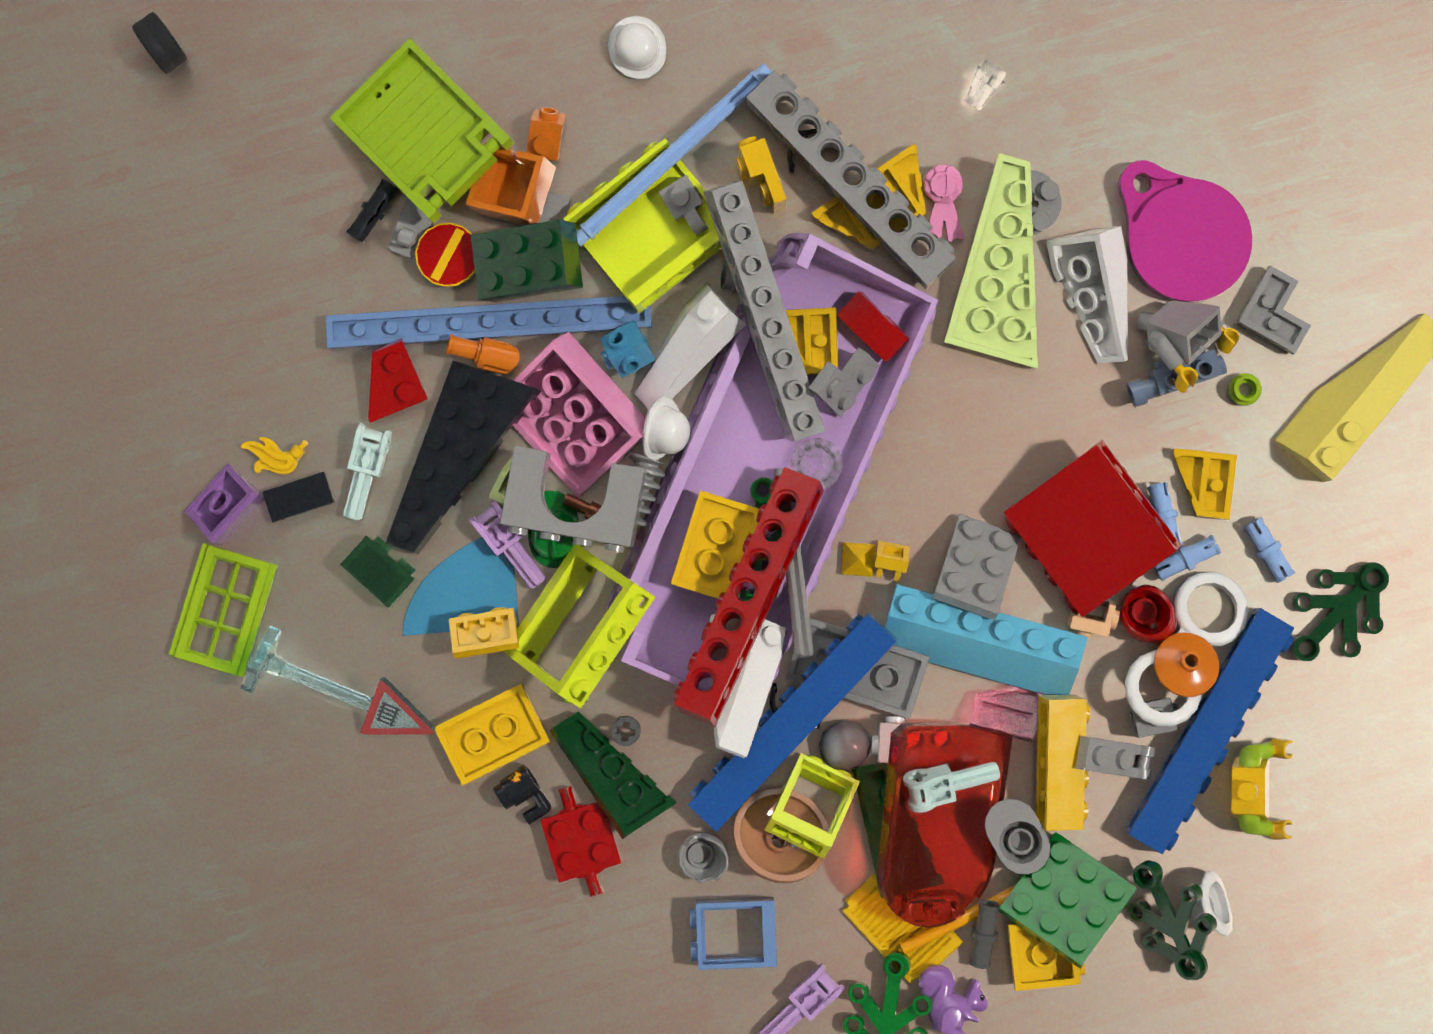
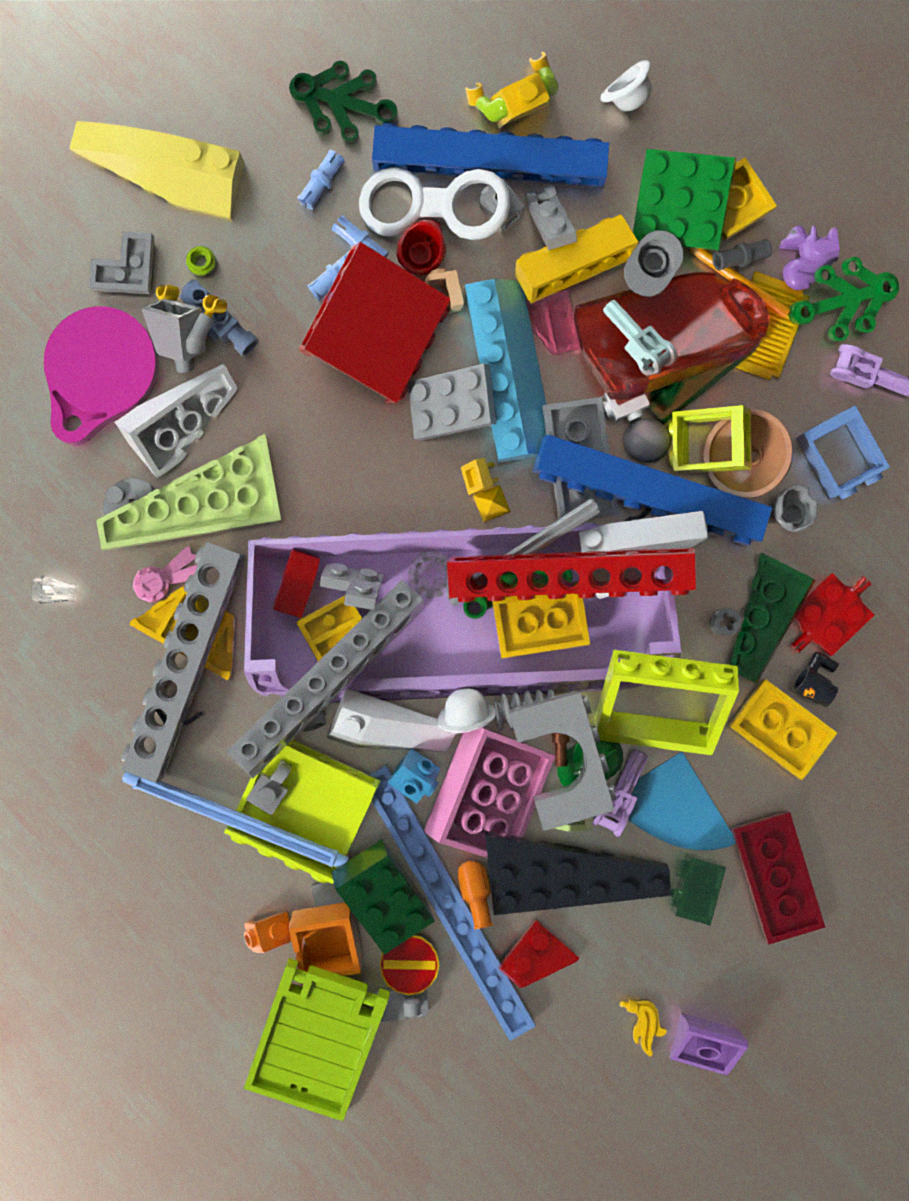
camera: 120 degrees left, 0 degrees up
(194, 602) = (799, 1028): lime piece -> none
(298, 497) = (668, 986): black tile -> none
(352, 653) = (778, 877): none -> dark red plate
(366, 460) = (611, 944): light aqua connector -> none
(372, 211) = (403, 1045): black pin -> none
(387, 710) = (809, 827): clear light blue piece -> none
(484, 632) = (706, 777): yellow bracket -> none
(637, 47) = (160, 892): white hat -> none
(758, 169) = (211, 742): yellow plate -> none
(1172, 924) = (682, 80): dark green plant -> none
(1176, 674) = (456, 203): orange dish -> none
(1208, 481) = (289, 253): yellow wing -> none

